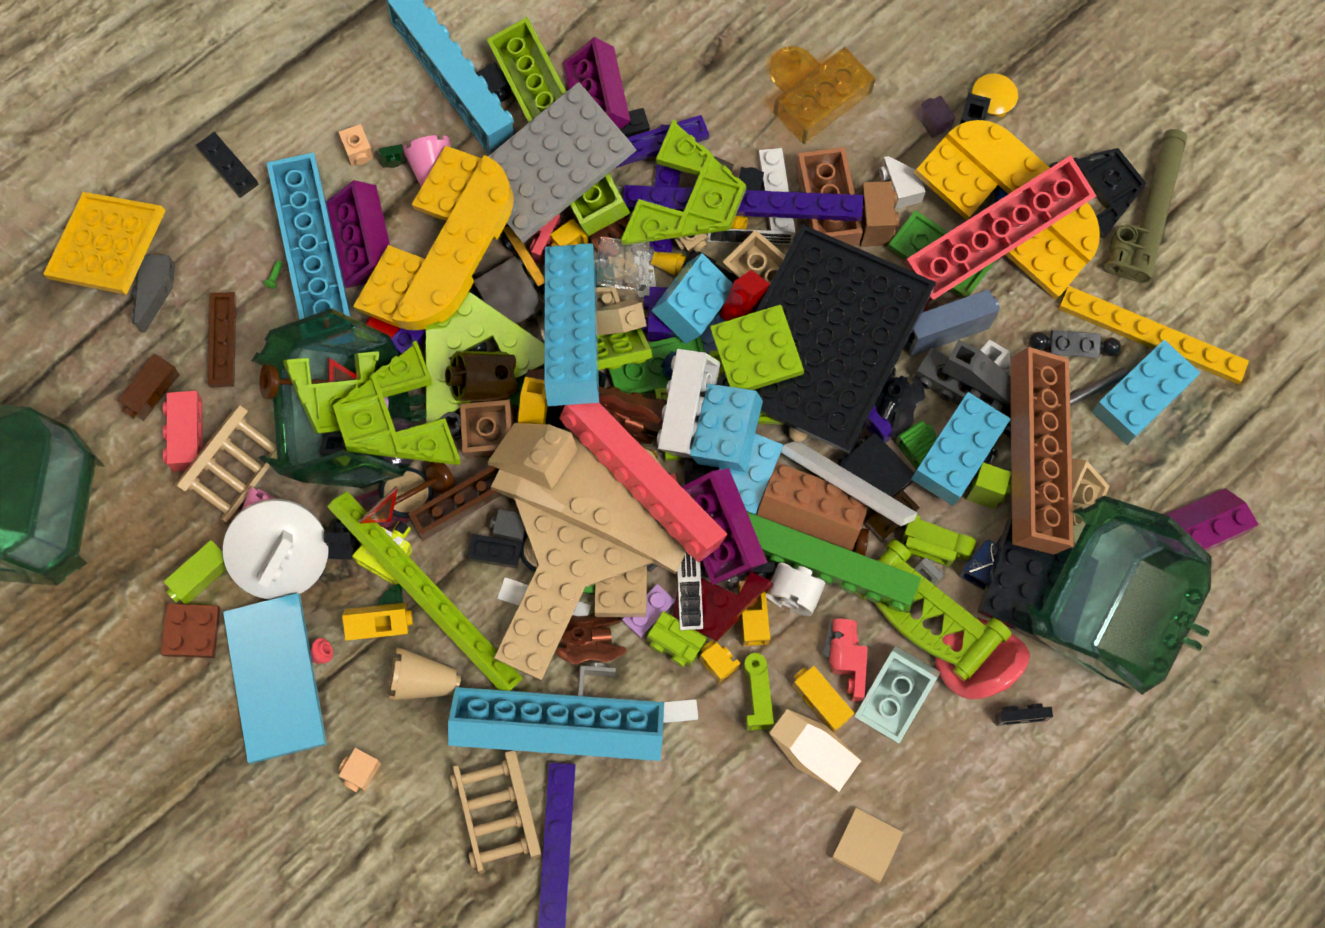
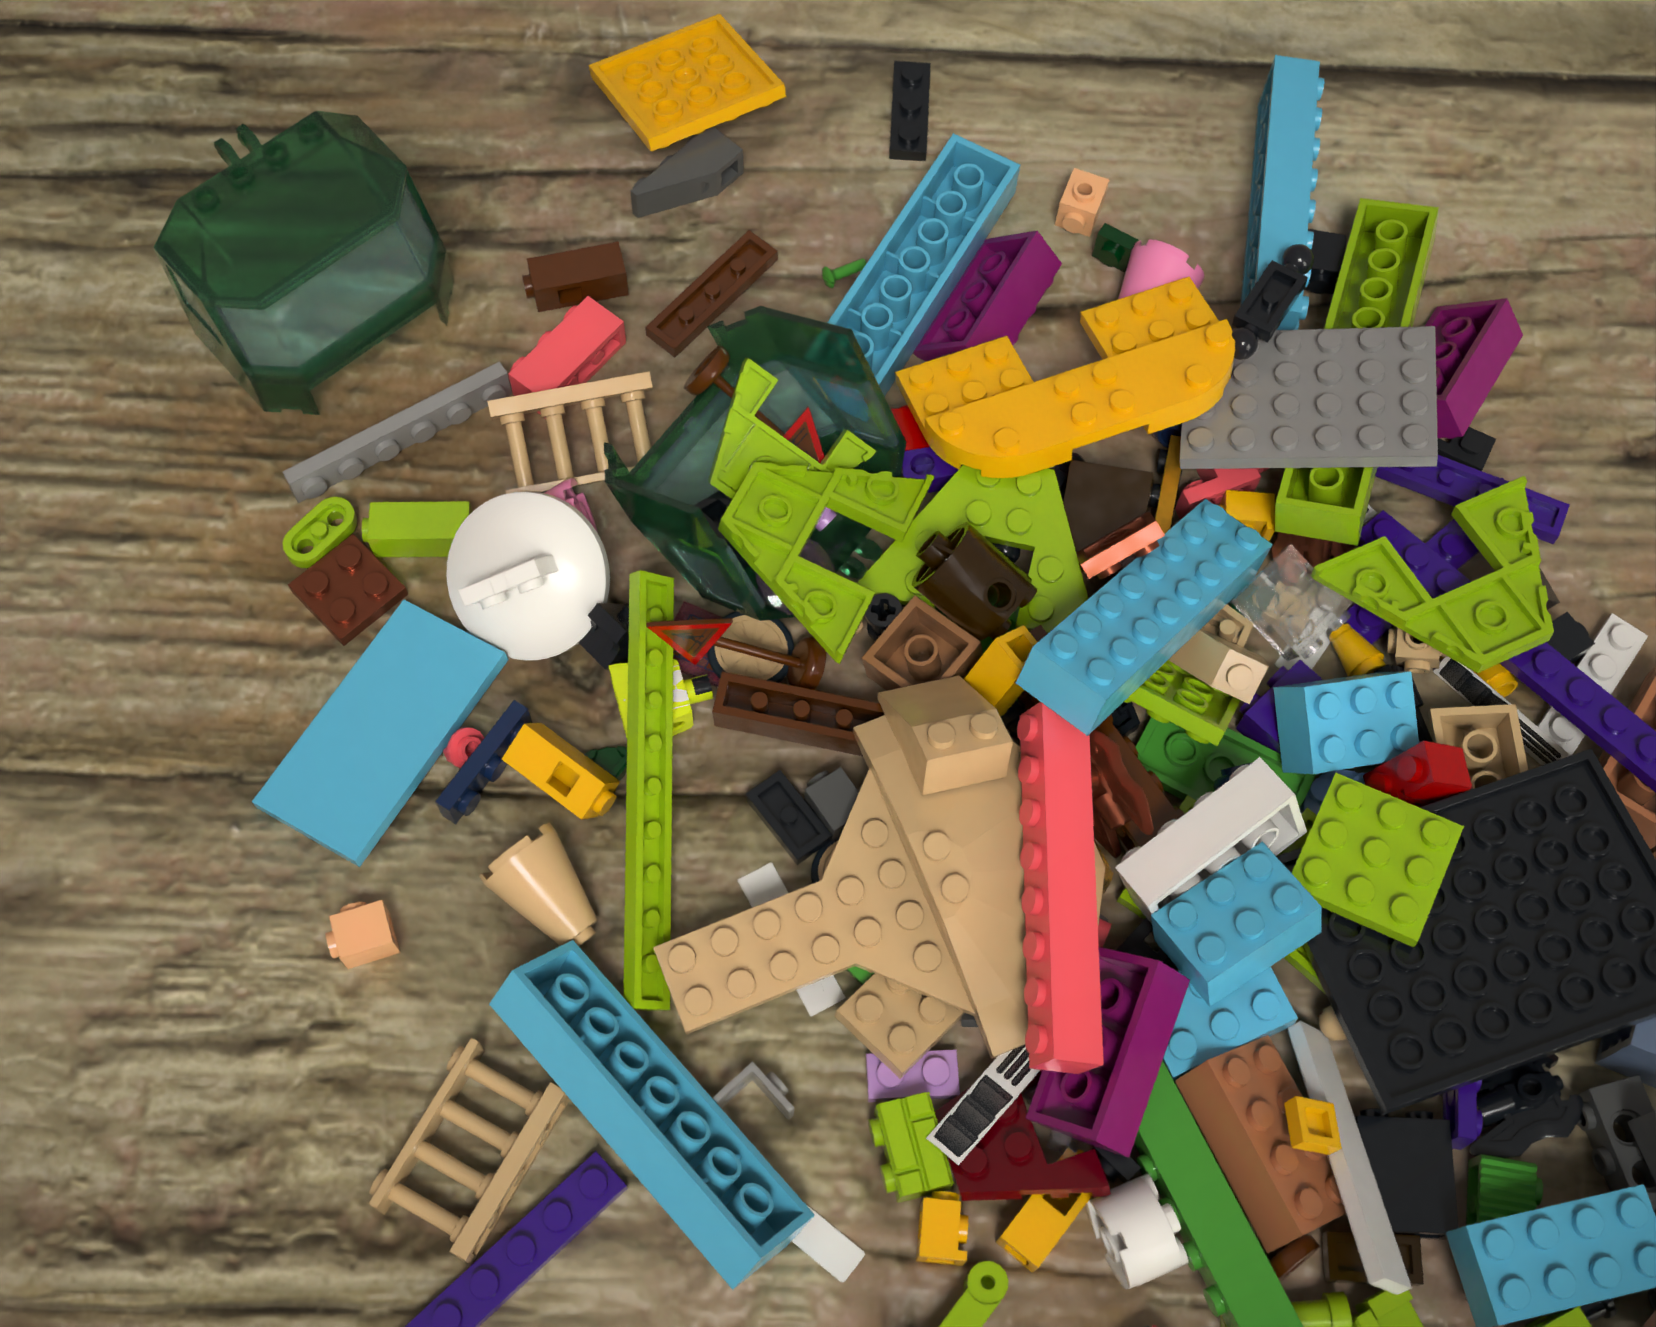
camera: 45 degrees right, 5 degrees down
(137, 544) = (397, 432): none -> light grey plate
(150, 617) = (317, 531): none -> lime plate
(338, 649) = (482, 766): none -> dark blue plate
(494, 128) = (1271, 300): none -> black plate
(529, 308) = (1105, 554): none -> plate
(589, 639) = (795, 1038): copper piece -> none
(826, 483) = (1312, 1125): none -> yellow plate

